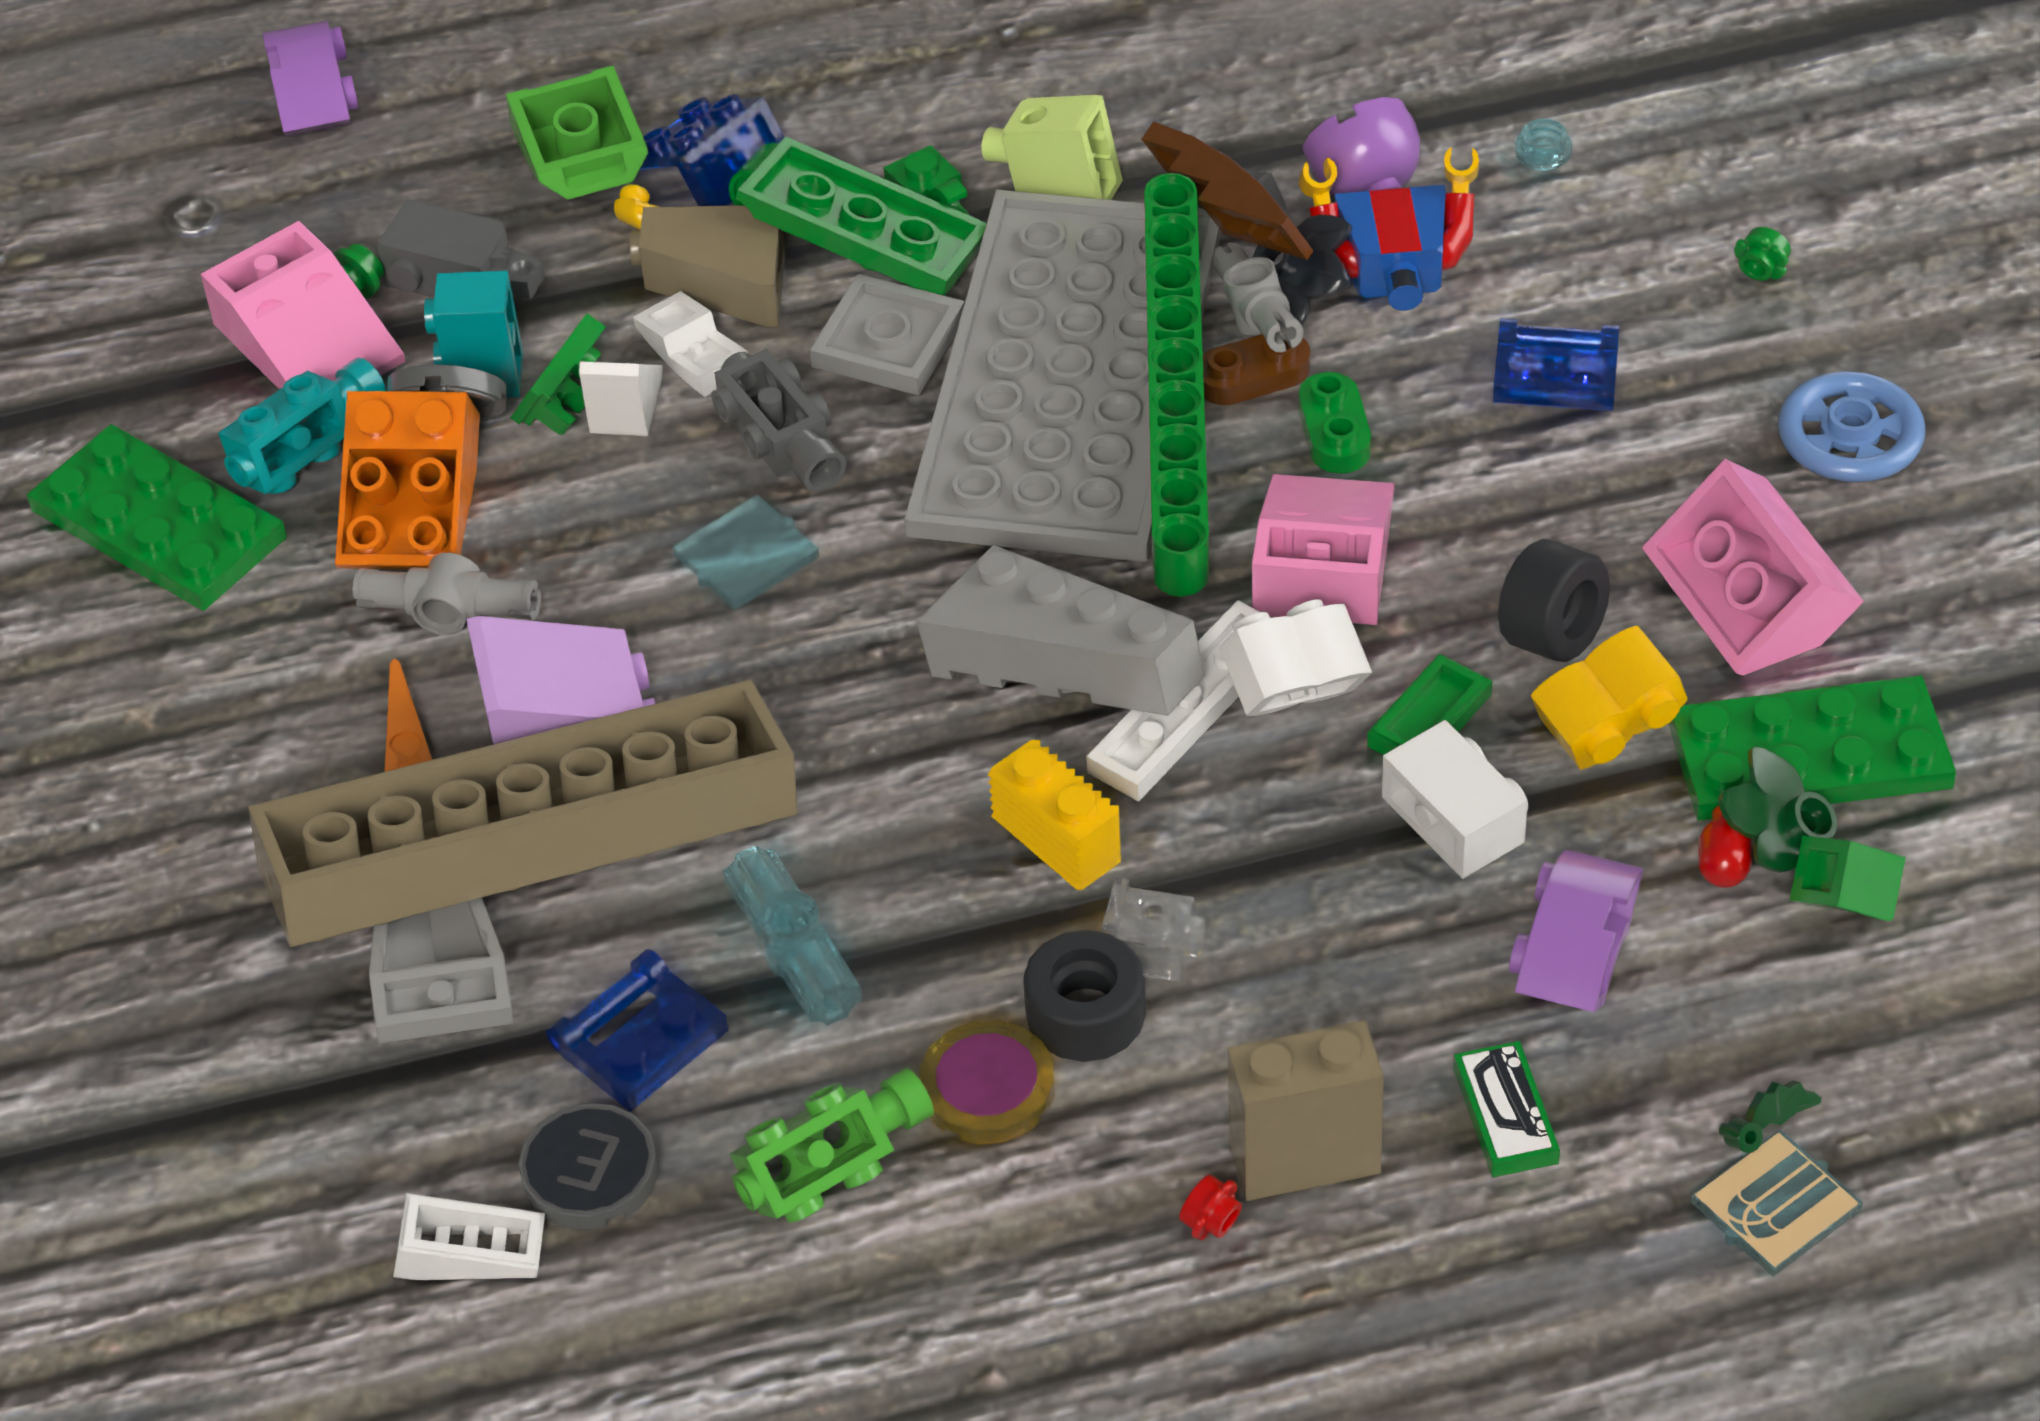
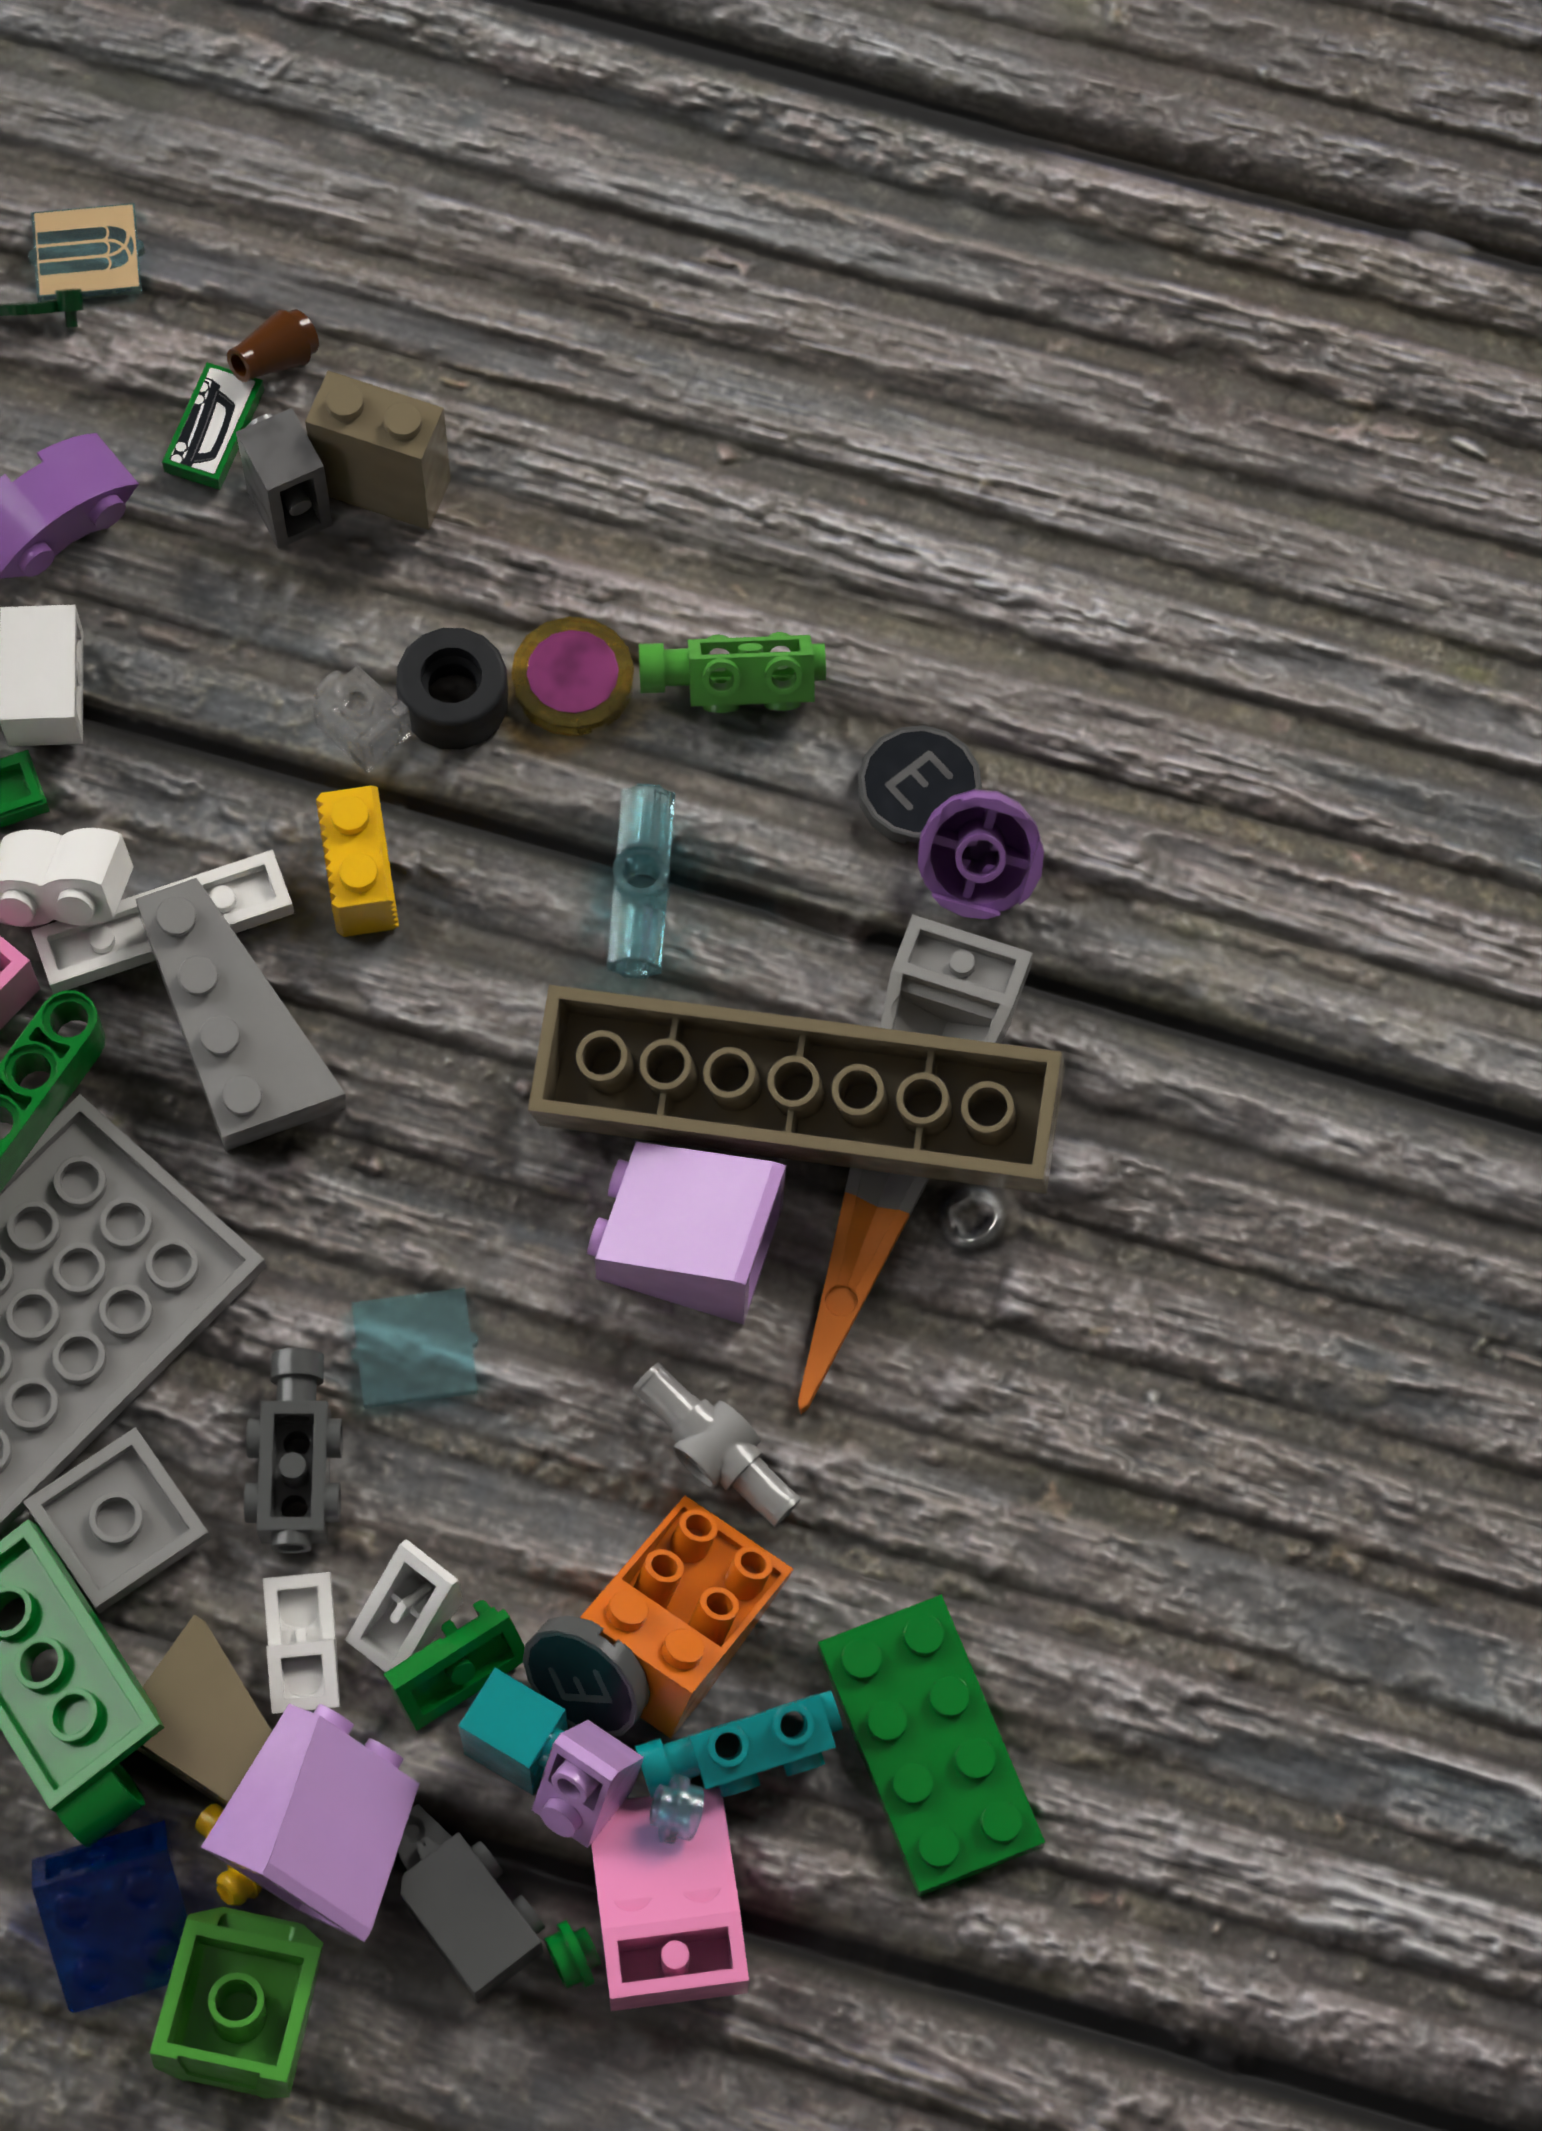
camera: 155 degrees left, 20 degrees up
(320, 345) = (677, 1809): none -> clear light blue plate
(393, 315) = (585, 1782): none -> lavender slope
(444, 1261) = (1081, 794): white slope -> none
(483, 1103) = (980, 854): none -> medium lavender cylinder
(581, 207) = (318, 1819): none -> lavender slope
(650, 1044) = (806, 868): clear blue plate -> none
(1211, 1208) = (487, 468): red plate -> none
(1401, 1038) = (284, 477): none -> flat silver brick
(1504, 1190) = (276, 345): none -> reddish brown cone

